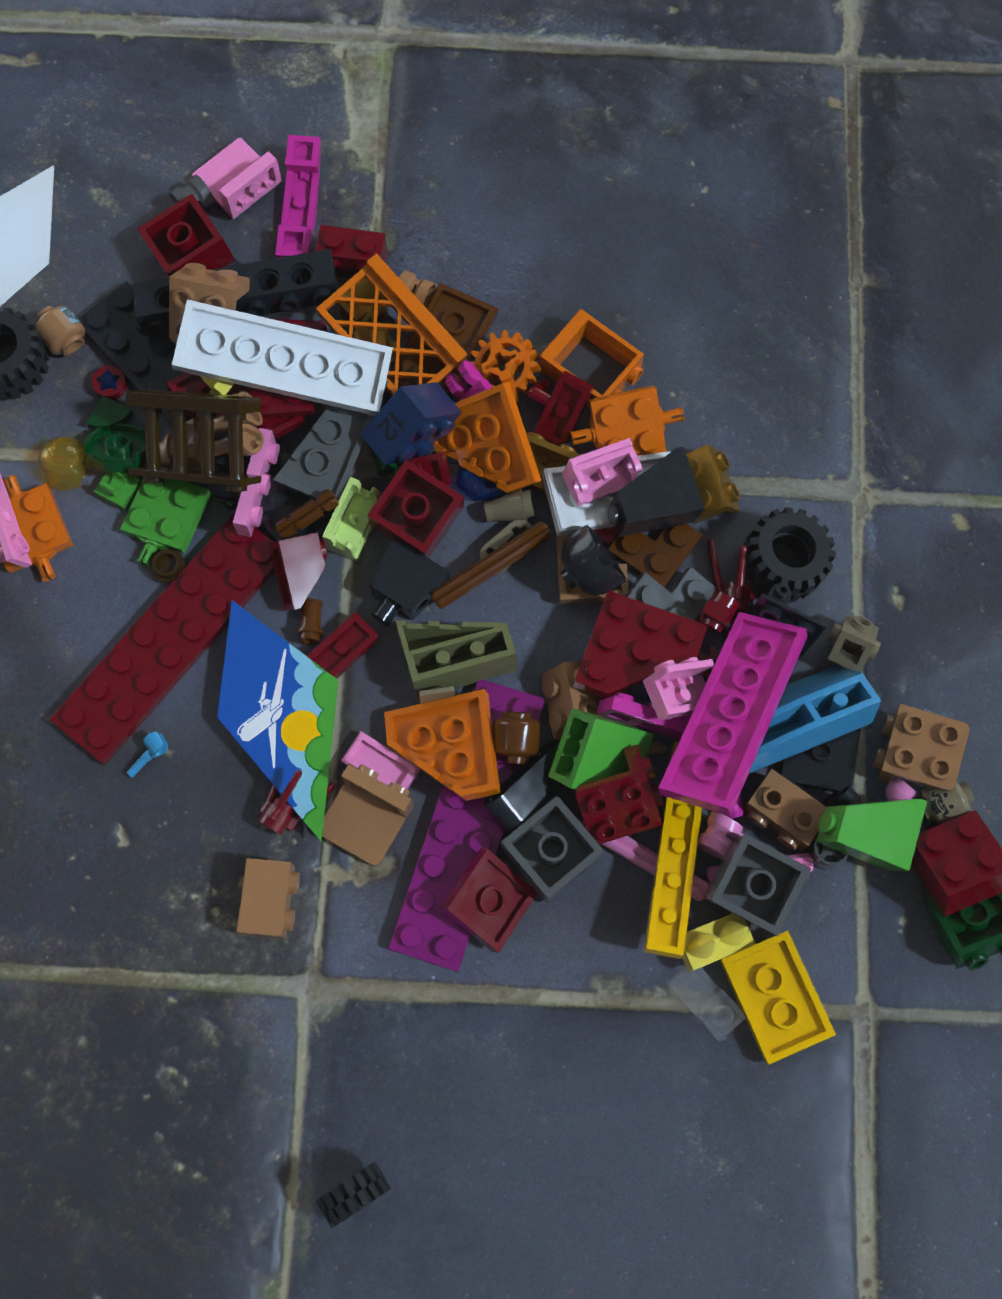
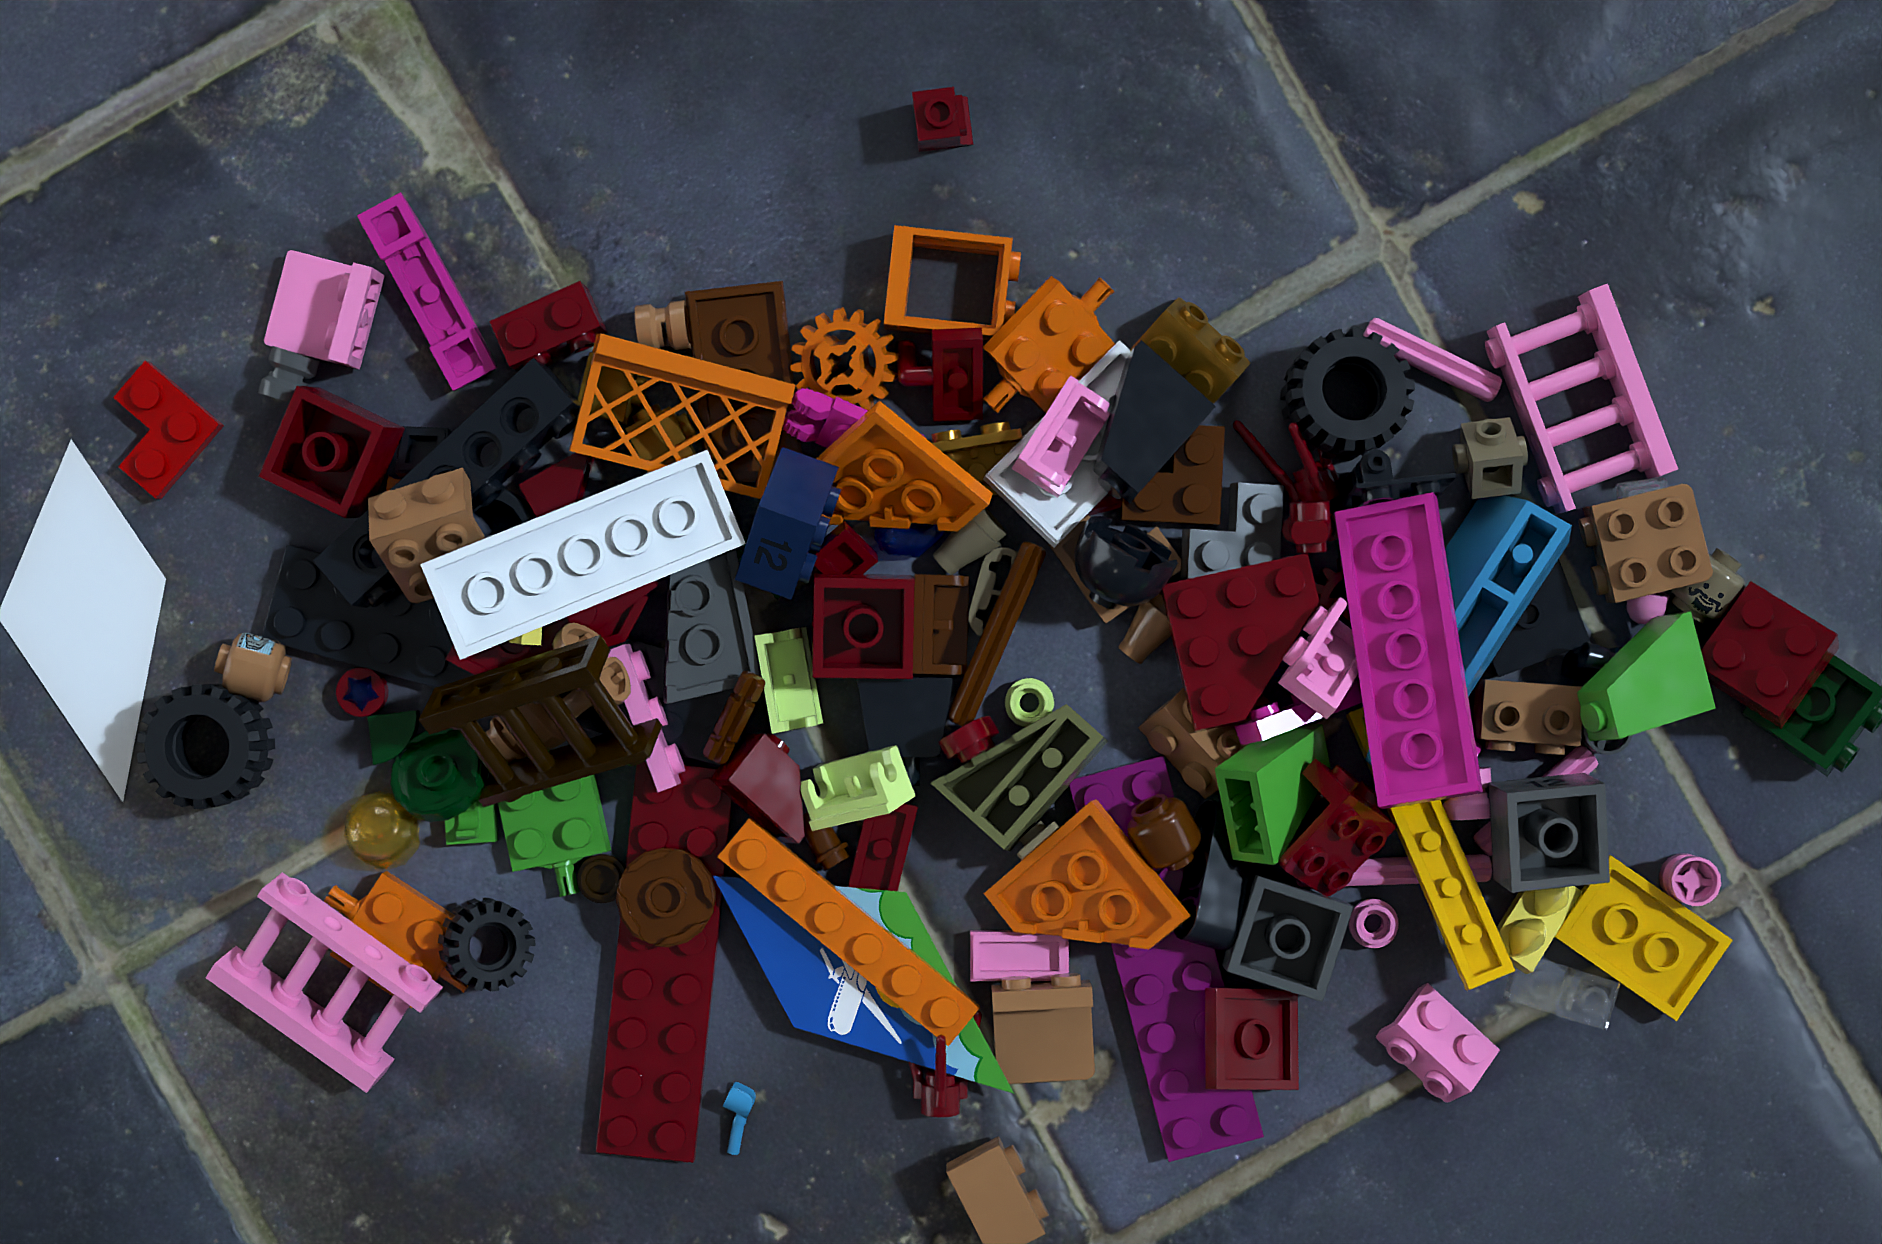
camera: 30 degrees left, 15 degrees up
(90, 541) = (514, 953): none -> black tyre
(110, 194) = (176, 433): none -> red plate
(196, 593) = (666, 896): none -> reddish brown tile
(288, 680) = (848, 931): none -> orange plate
(350, 598) = (857, 788): none -> yellowish green hinge
(435, 607) = (970, 739): none -> dark red plate
(462, 539) = (940, 624): none -> reddish brown hinge
(485, 610) = (1024, 686): none -> yellowish green plate
(582, 620) = (1147, 630): none -> medium nougat cone
(604, 983) = (1438, 1045): none -> bright pink bracket
(621, 877) = (1386, 931): none -> bright pink plate
(643, 275) = (941, 119): none -> dark red window
(836, 978) = (1700, 881): none -> bright pink wheel
(855, 578) = (1437, 361): none -> bright pink axle
(962, 635) = (1612, 361): none -> bright pink fence

